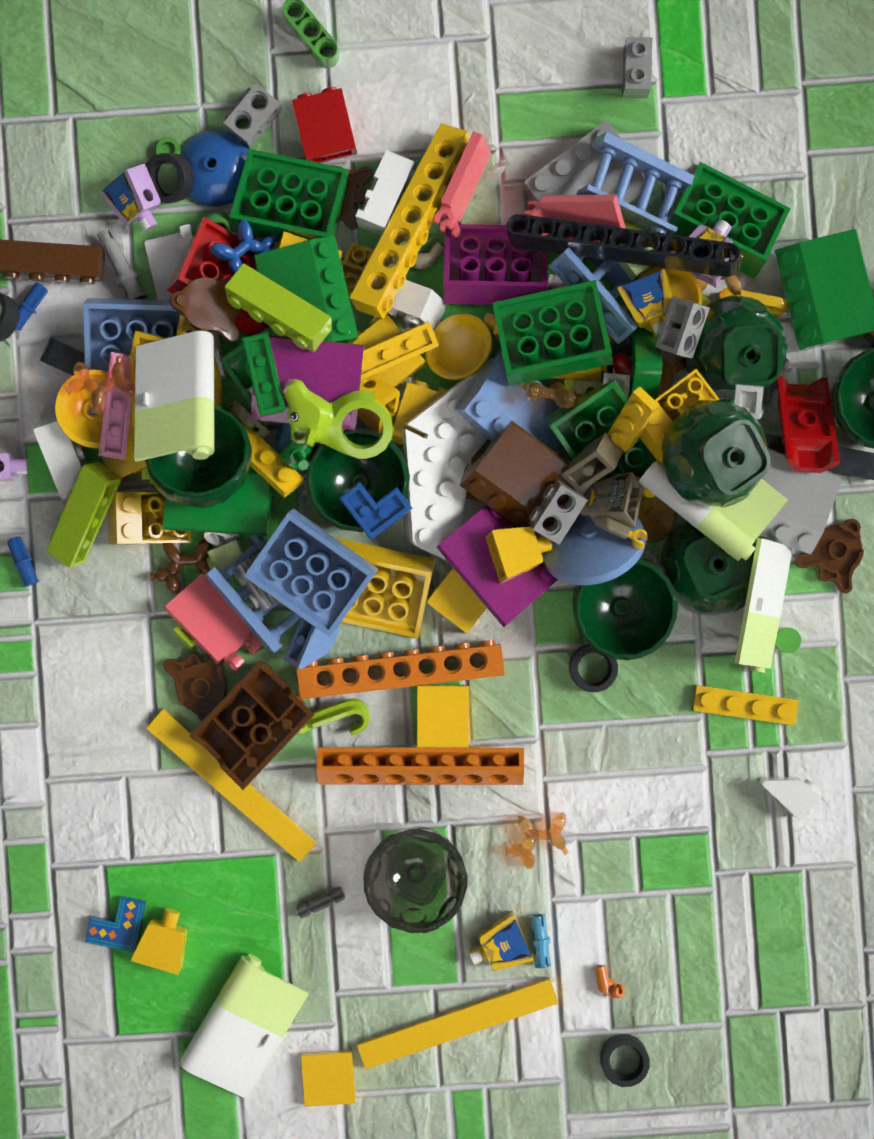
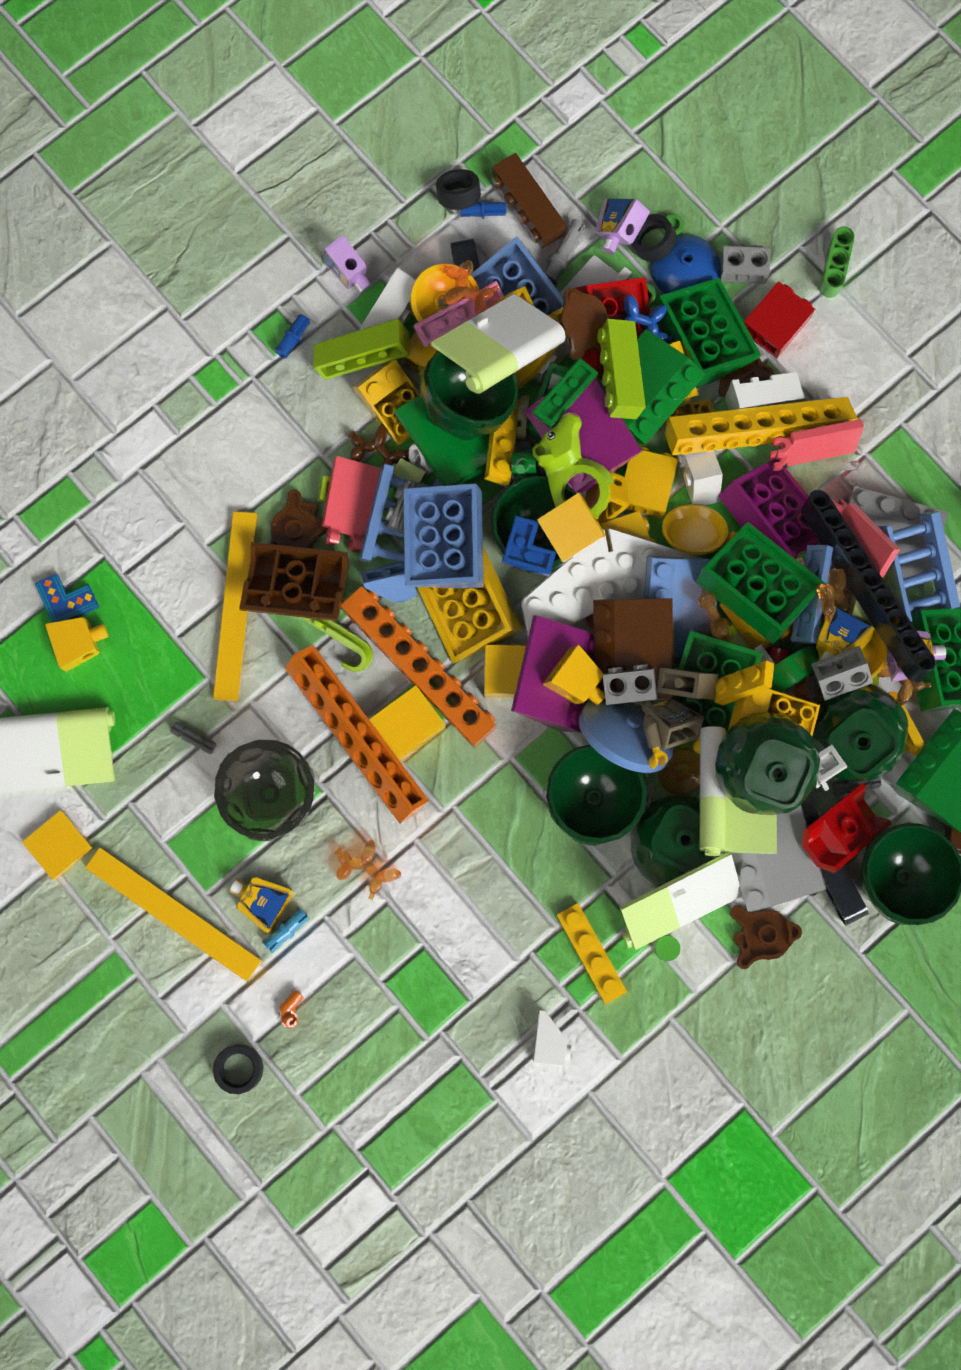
camera: 55 degrees right, 10 degrees down
(386, 459) = (571, 527): none -> yellow tile
(398, 349) = (657, 482): yellow plate -> none
(428, 259) = (739, 462): dark tan arm -> none
(580, 682) = (512, 815): black tyre -> none
(610, 277) = (833, 593): none -> clear orange piece

